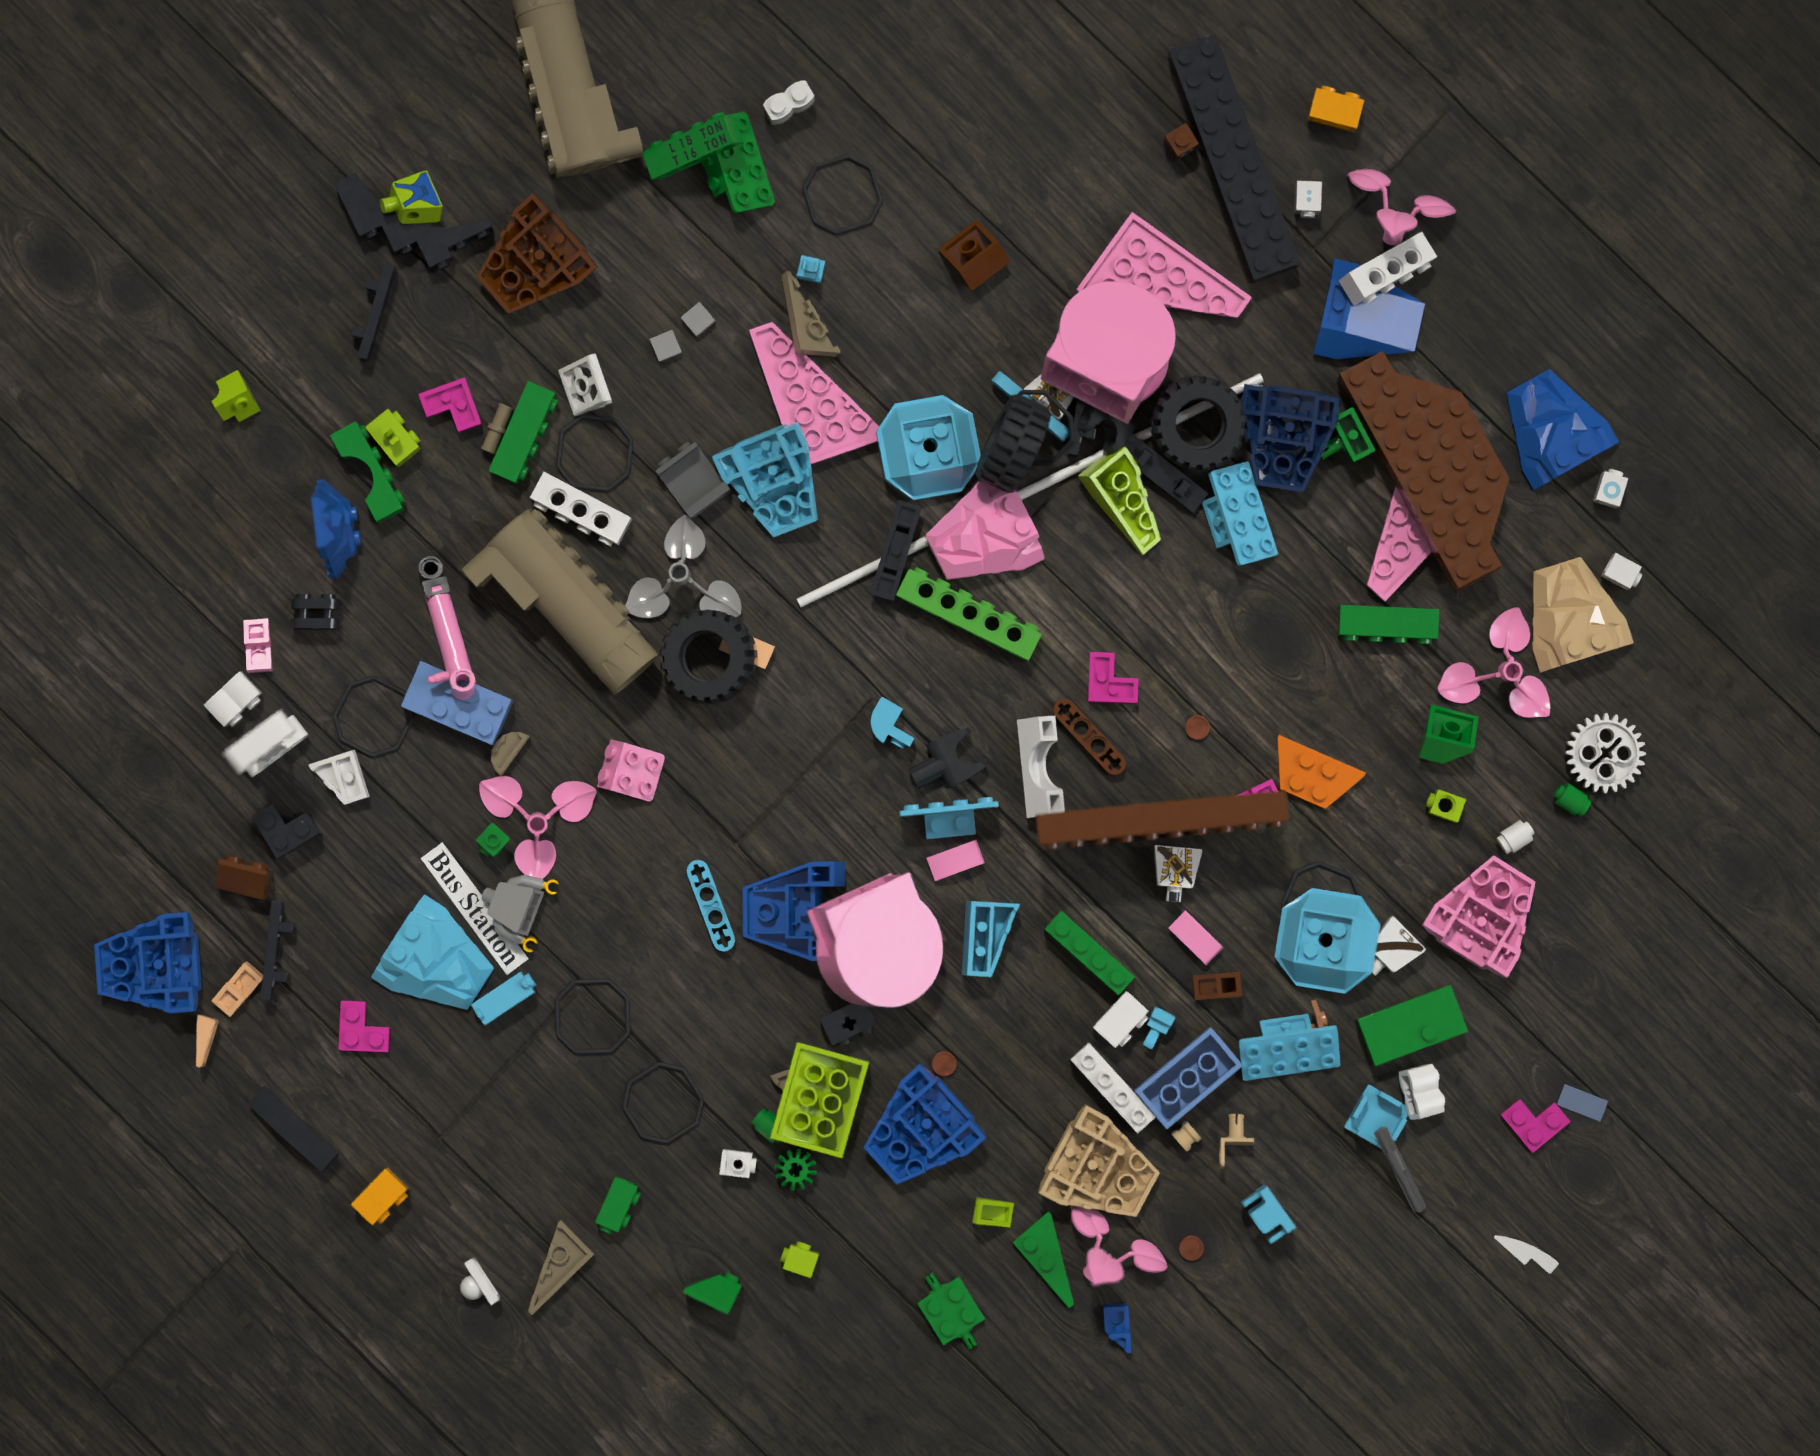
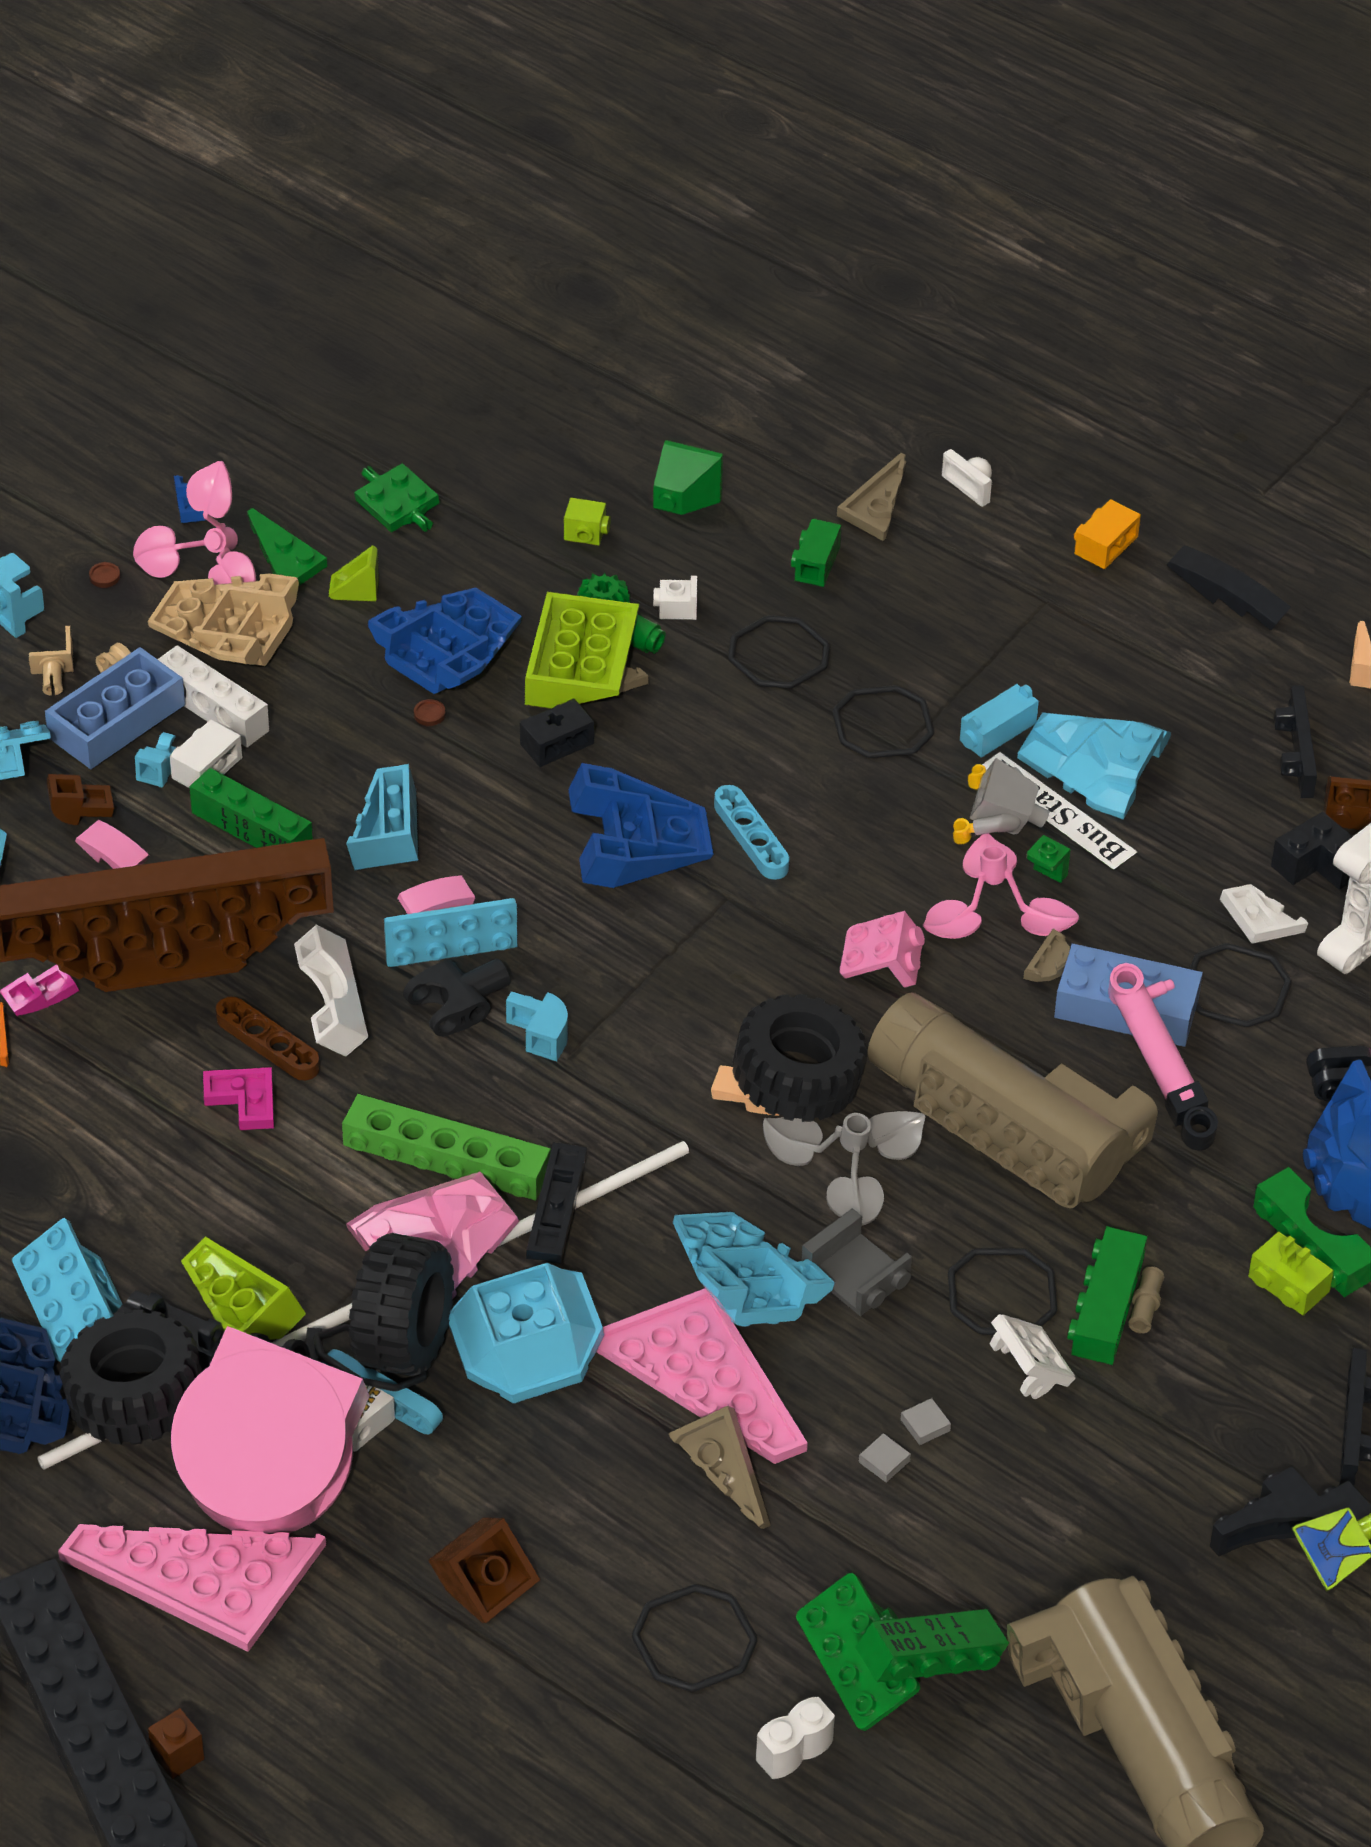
camera: 175 degrees right, 40 degrees down
(238, 989) = (1334, 709): light nougat slope -> none
(354, 1033) = (1175, 680): dark pink plate -> none
(453, 397) = (1215, 1329): dark pink plate -> none
(534, 258) = (1135, 1497): reddish brown wedge -> none
(549, 485) = (1008, 1217): white brick -> none
(810, 269) = (728, 1529): medium azure piece -> none
(878, 943) = (528, 775): bright pink brick -> none
(1197, 727) = (119, 1063): copper piece -> none

